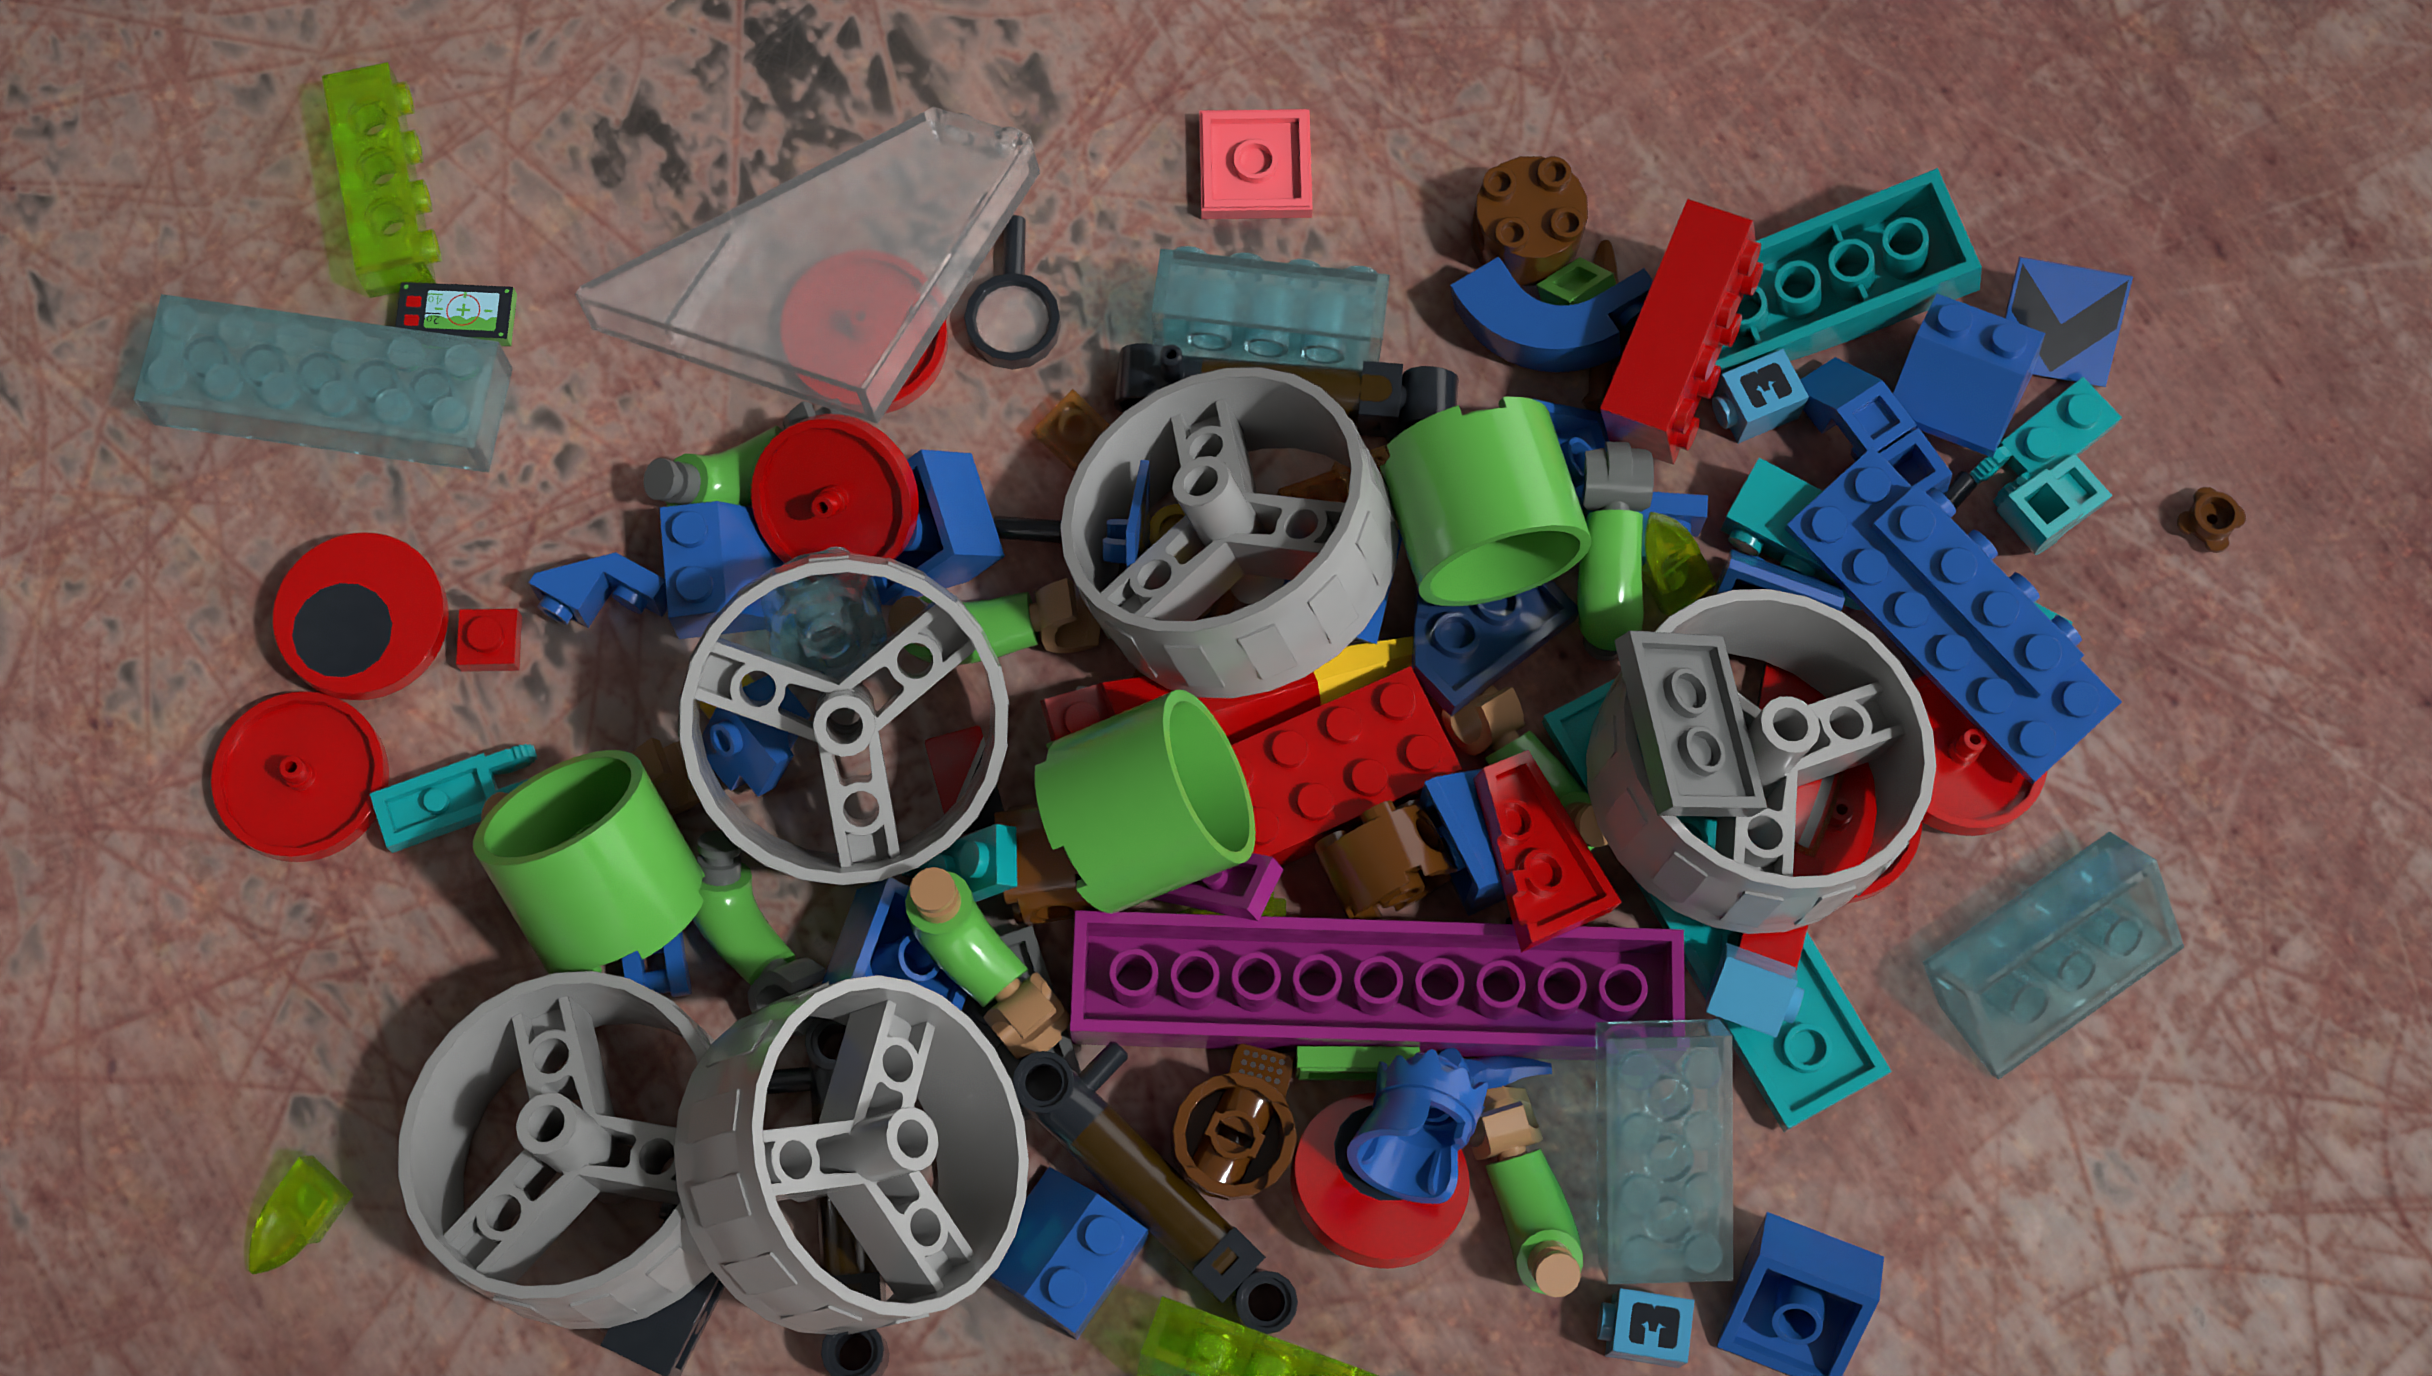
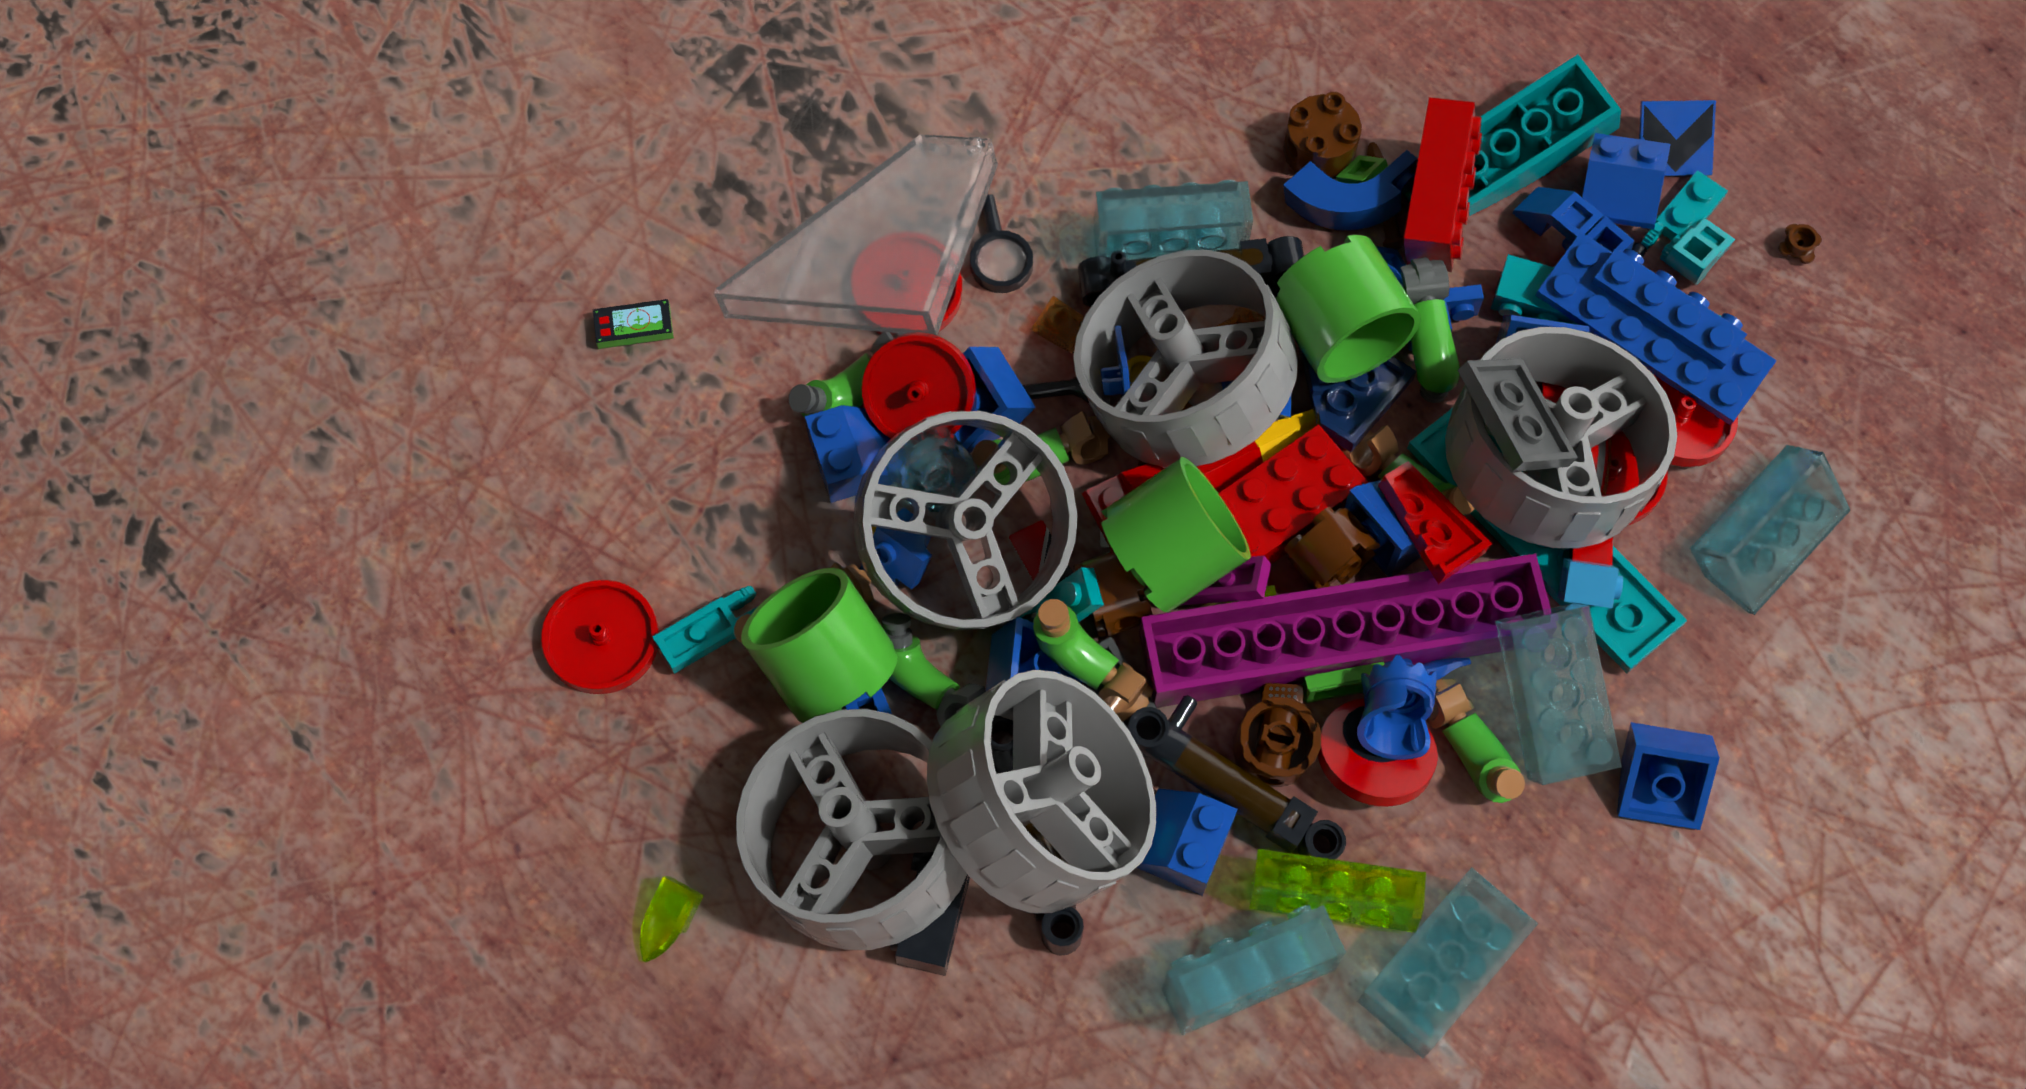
camera: 10 degrees left, 5 degrees down
(324, 383) = (558, 381): clear light blue brick -> none
(355, 104) = (548, 196): clear neon green brick -> none
(360, 616) = (619, 525): red piece -> none
(489, 640) = (705, 526): red plate -> none
(583, 587) = (759, 481): blue slope -> none
(1255, 164) = (1135, 135): coral tile -> none
(1646, 1327) = (1572, 811): dark azure brick -> none
(1674, 565) = (1470, 331): clear neon green plate -> none
(1759, 396) = (1496, 219): dark azure brick -> none

